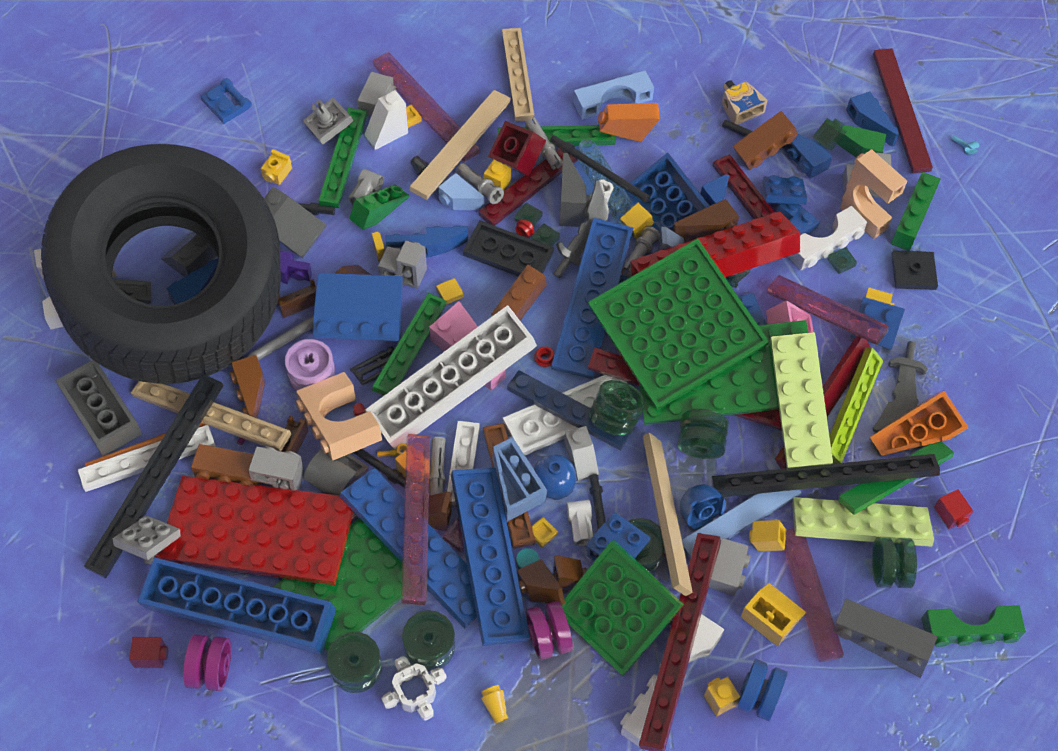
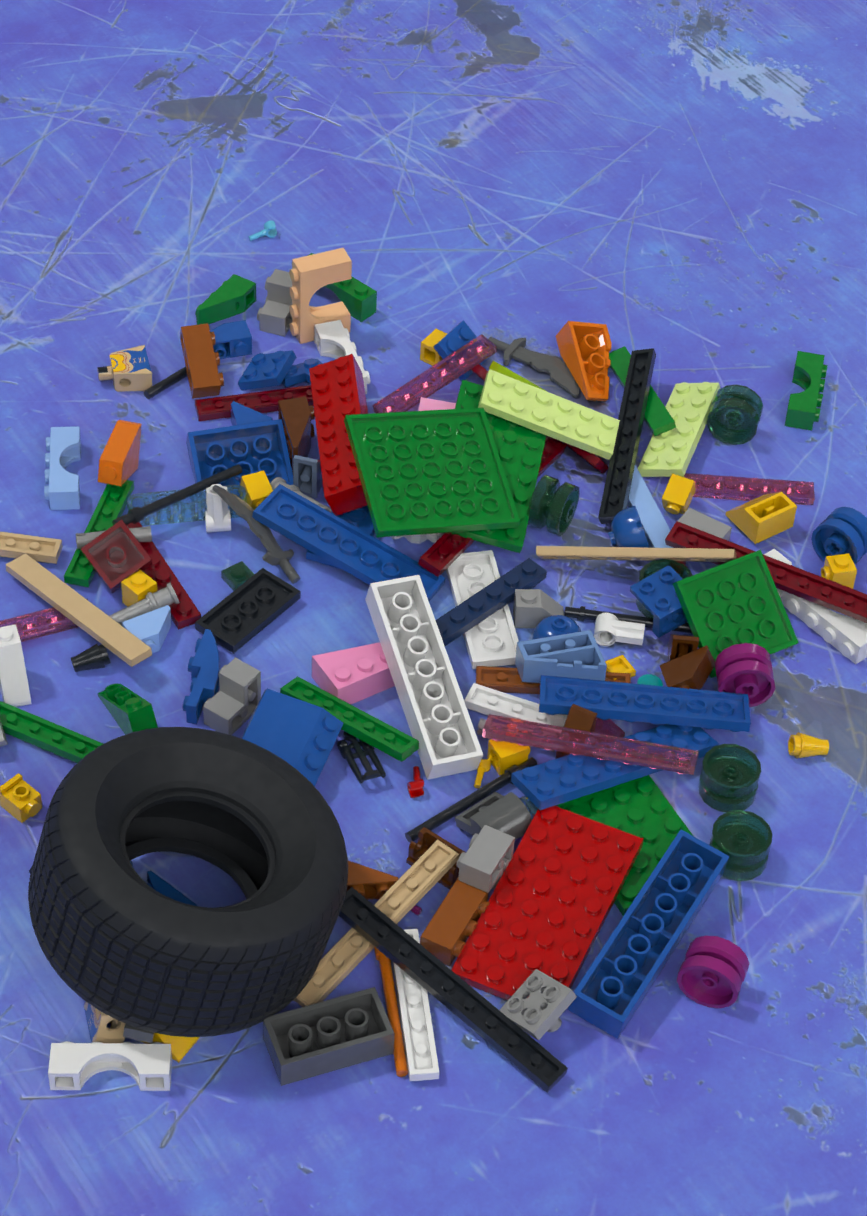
camera: 75 degrees left, 15 degrees down
(148, 652) = (678, 1038): dark red brick -> none
(309, 363) = (354, 811): lavender wheel -> none
(342, 436) = (461, 799): light nougat arch -> none
(367, 183) = (92, 714): light grey piece -> none
(378, 245) = (191, 718): yellow tile -> none
(422, 702) = (785, 793): white piece -> none
(450, 291) = (279, 674): yellow tile -> none
(523, 292) = (326, 608): dark orange brick -> none
(524, 228) = (223, 587): red plate -> none
(529, 213) = (202, 584): clear green plate -> none
(573, 195) = (196, 530): dark grey slope -> none
(617, 407) = (507, 553): clear green wheel -> none
(830, 133) = (215, 310): clear green brick -> none
(842, 260) = (372, 356): plate -> none
(869, 115) = (199, 282): blue slope -> none
(886, 636) = (810, 440): dark grey wedge -> none
(902, 111) = (193, 260): dark red tile -> none
(914, 270) = (402, 313): black plate -> none
(953, 509) = (684, 366): red brick -> none

